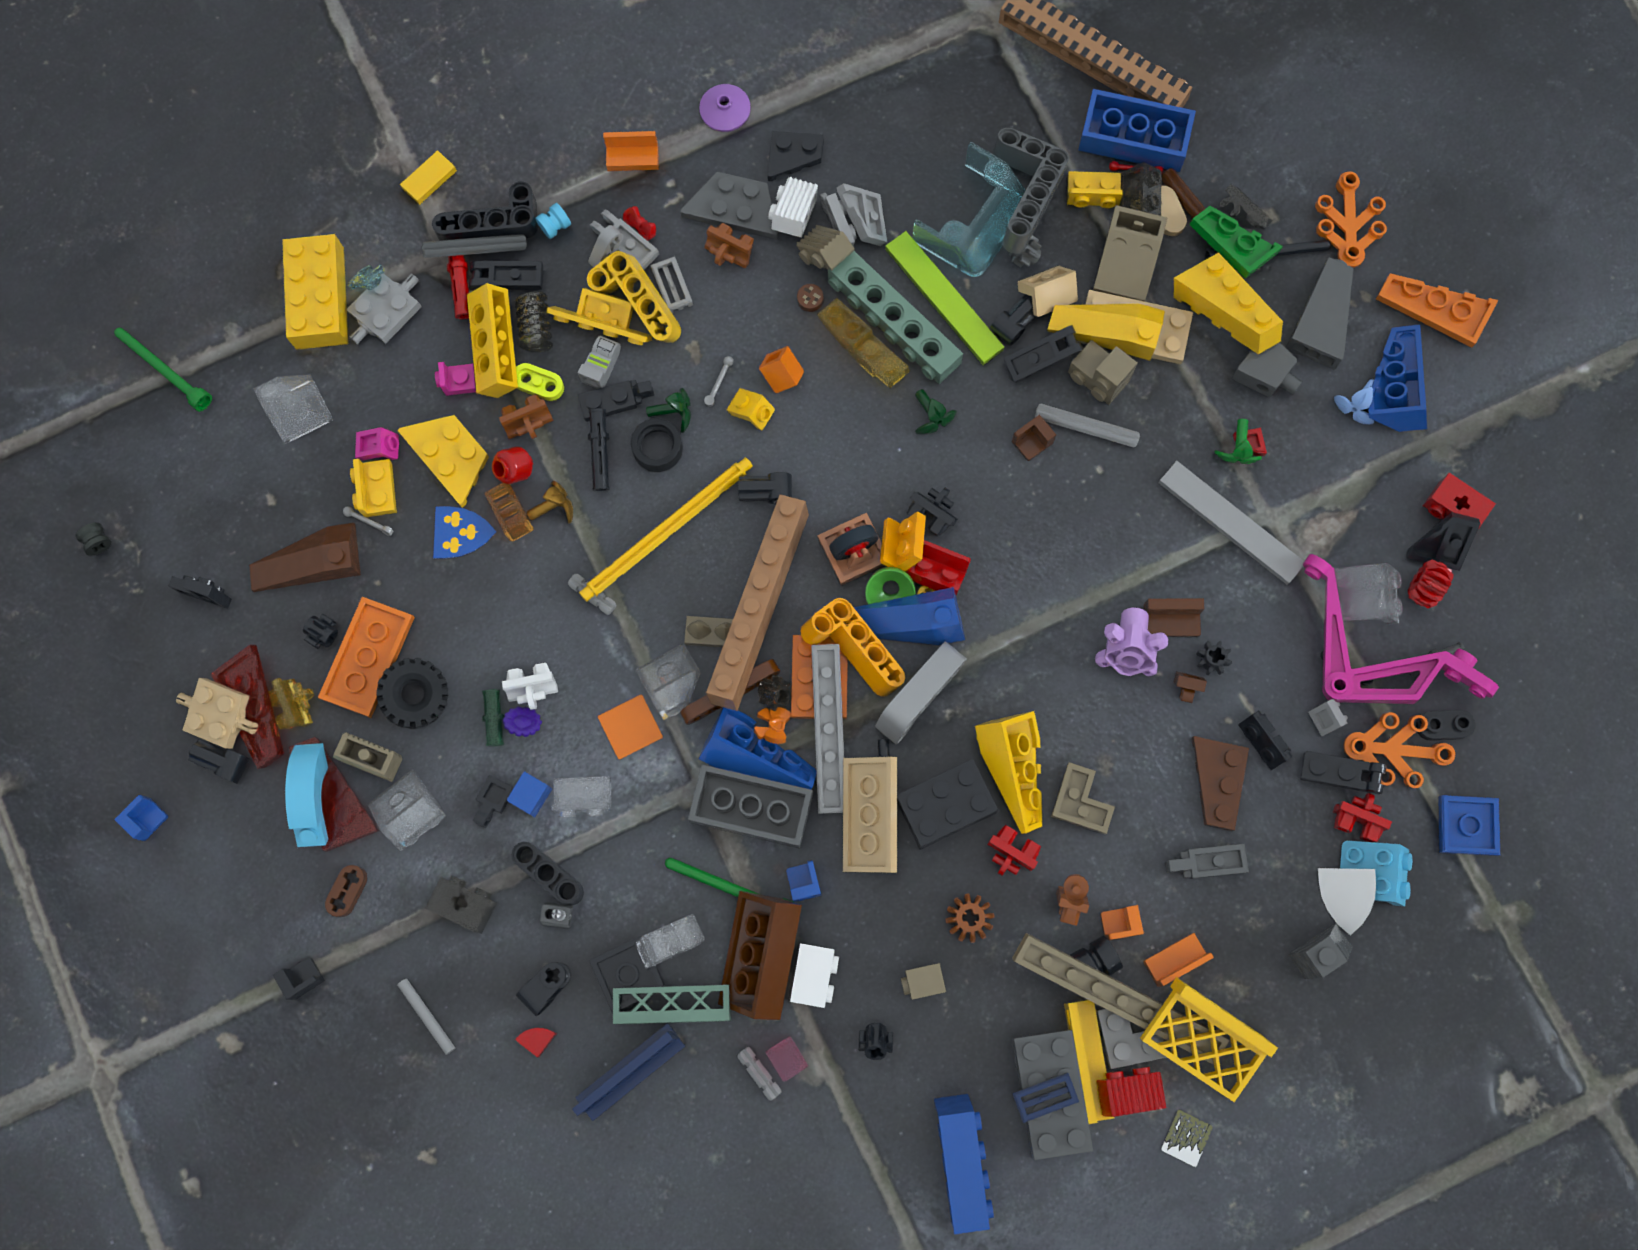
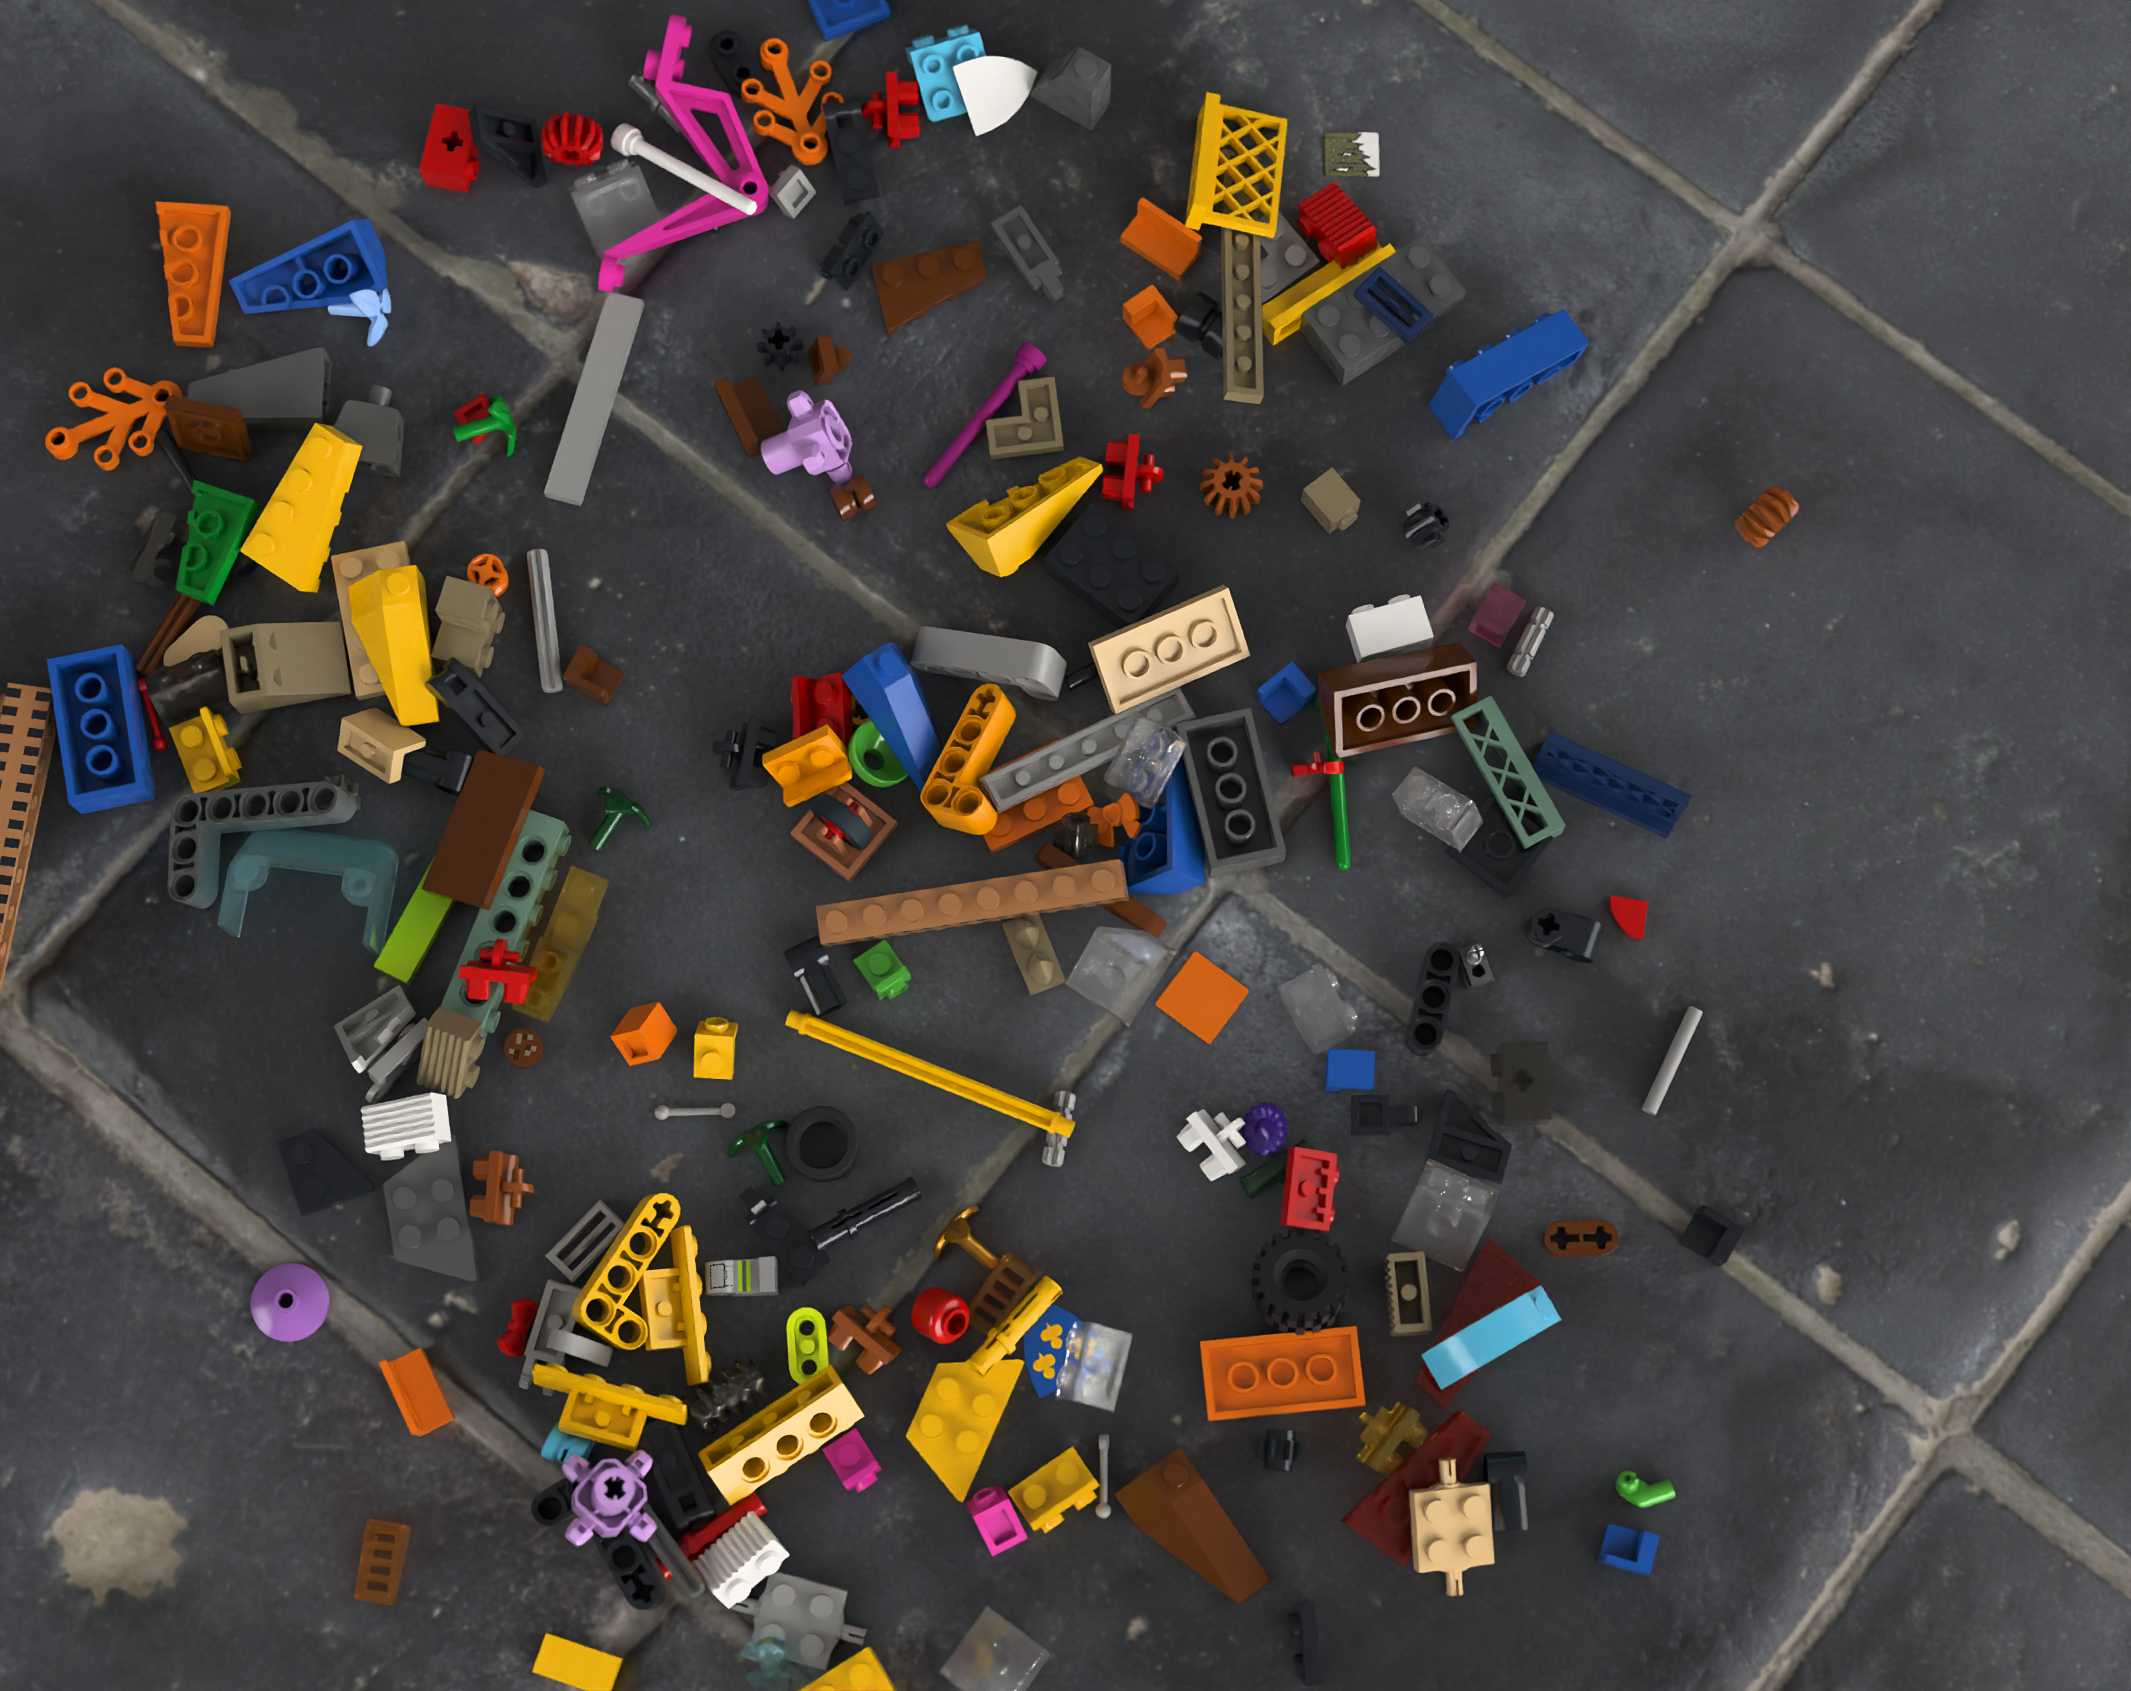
camera: 120 degrees left, 0 degrees up
(170, 846) = (1641, 1493): none -> bright green arm
(432, 287) = (740, 1560): none -> white brick
(433, 543) = (1093, 1365): none -> clear bracket
(444, 849) = (1467, 1142): none -> black wing
(465, 727) = (1309, 1189): none -> red bracket
(478, 496) = (1003, 1339): none -> yellow pin
(508, 230) = (597, 1510): none -> lavender piece
(555, 111) = (369, 1543): none -> clear orange slope
(557, 244) = (604, 1410): none -> yellow bracket
(743, 874) = (1331, 767): none -> red piece
(747, 532) = (883, 971): none -> bright green bracket
(799, 760) = (1145, 760): none -> clear bracket
(858, 292) = (481, 974): none -> red hips
(959, 325) = (483, 829): none -> reddish brown tile
(1081, 656) = (844, 501): none -> reddish brown wheel
(1127, 821) = (1027, 361): none -> magenta piece
(1136, 396) = (487, 567): none -> orange wheel
(1314, 267) = (209, 428): none -> reddish brown tile
(1414, 624) = (629, 142): none -> white piece

